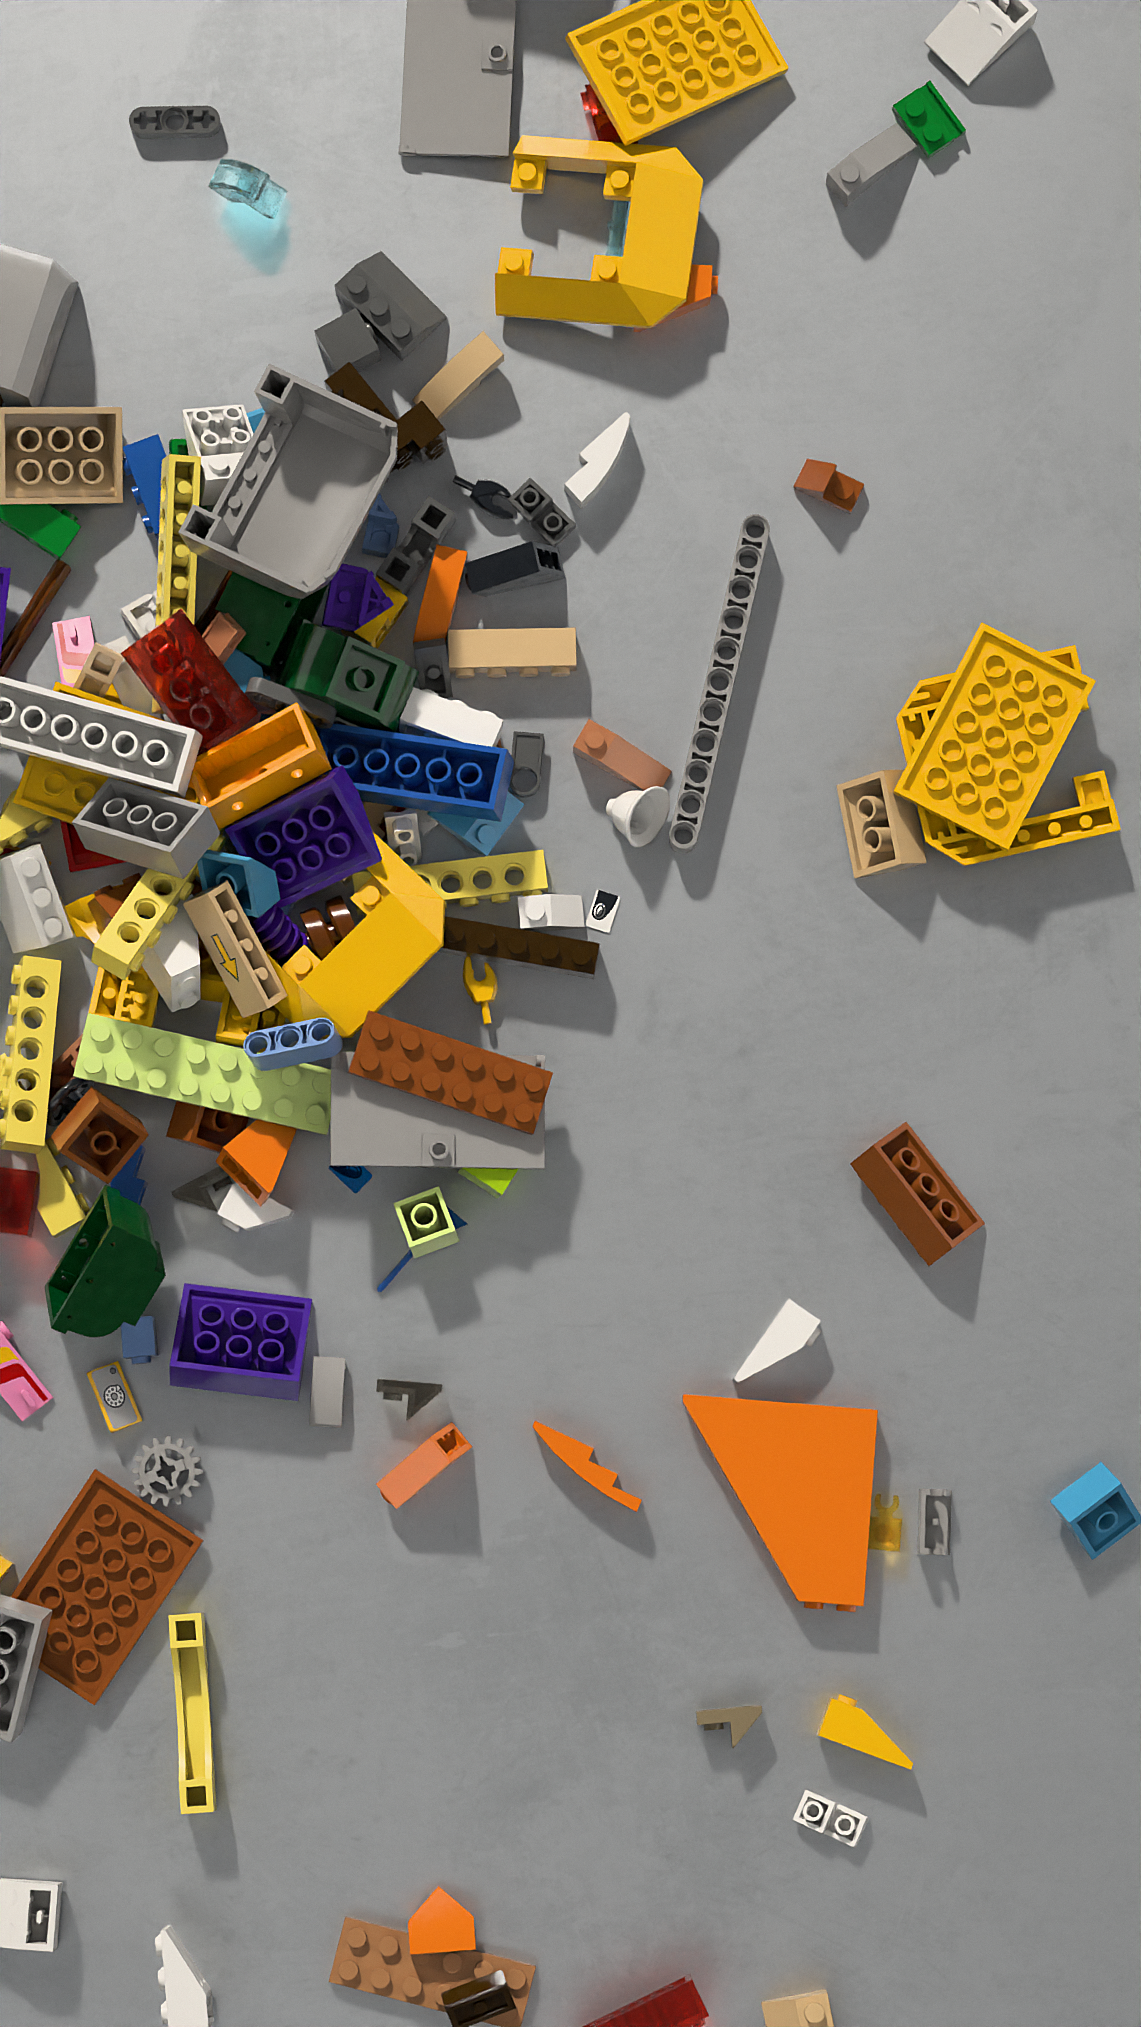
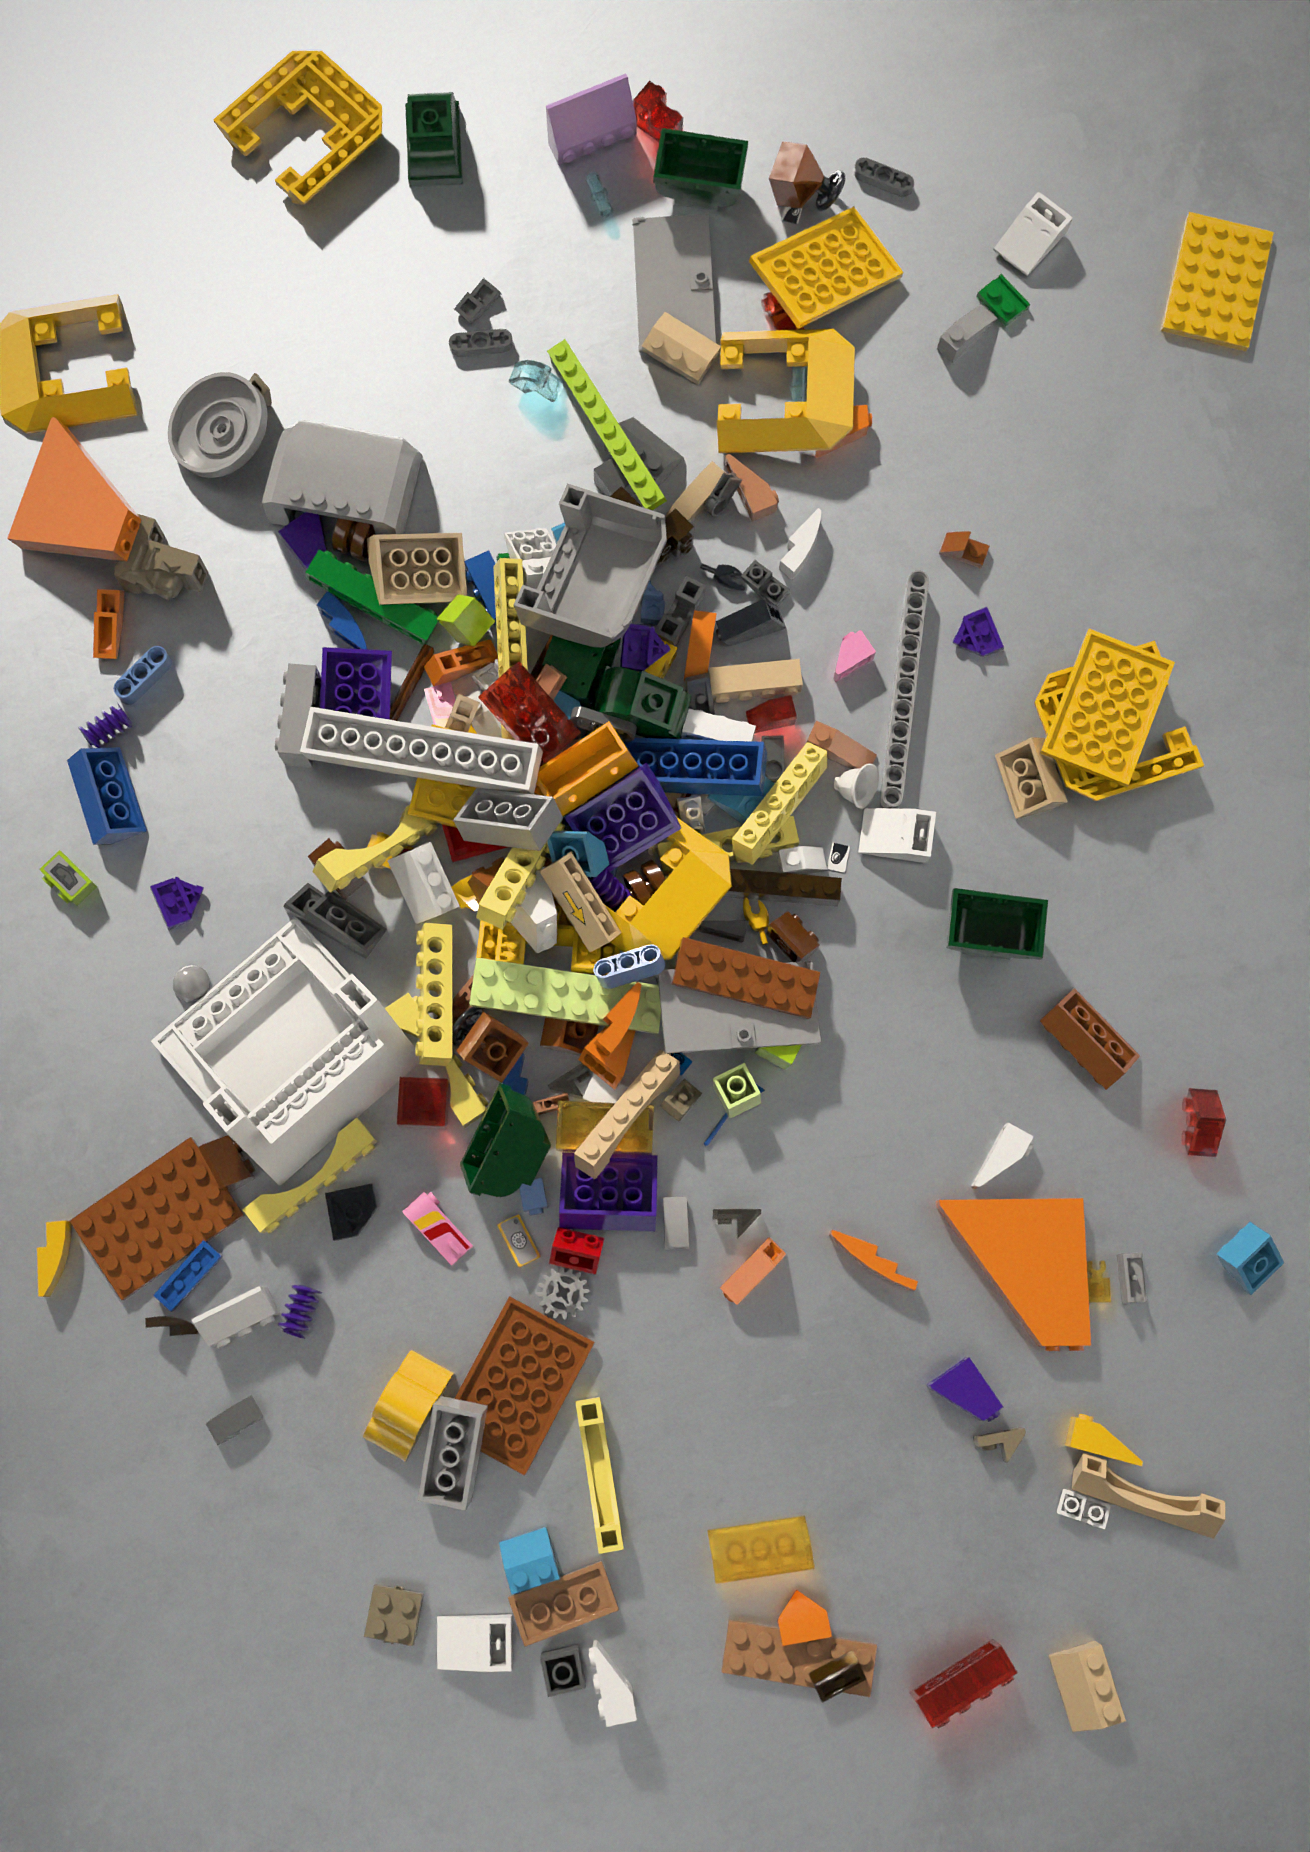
camera: 10 degrees left, 5 degrees down
(90, 1815) = (529, 1560): none -> dark azure slope
(105, 589) = (459, 662): none -> orange slope
(117, 532) = (466, 620): none -> lime head
(121, 1958) = (563, 1670): none -> dark grey head
(130, 1874) = (563, 1603): none -> medium nougat plate
(175, 1217) = (549, 1104): none -> nougat piece
(176, 60) = (477, 301): none -> dark grey slope
(190, 1417) = (576, 1250): none -> red brick
(233, 1278) = (600, 1144): none -> tan arch
(243, 1256) = (579, 1119): none -> clear yellow slope
(273, 1115) = (619, 1020): none -> orange slope
(338, 267) = (606, 426): none -> lime plate
(350, 1227) = (681, 1100): none -> dark tan slope
(395, 1829) = (760, 1549): none -> clear yellow slope
(439, 999) = (726, 929): none -> dark grey slope
(457, 156) = (680, 348): none -> tan slope
(493, 378) = (722, 493): none -> dark grey piece
(525, 831) = (779, 803): none -> light yellow brick
(525, 1019) = (792, 937): none -> reddish brown slope
(530, 702) = (772, 714): none -> clear red slope
(538, 375) = (753, 490): none -> nougat slope
(652, 626) = (853, 654): none -> bright pink slope
(685, 886) = (897, 833): none -> white slope
(693, 1649) = (967, 1390): none -> dark purple slope
(801, 1028) = (997, 925): none -> dark green container
(834, 610) = (979, 634): none -> dark purple slope
(974, 1838) = (1197, 1514): none -> tan arch
(1053, 1321) = (1204, 1122): none -> clear red brick

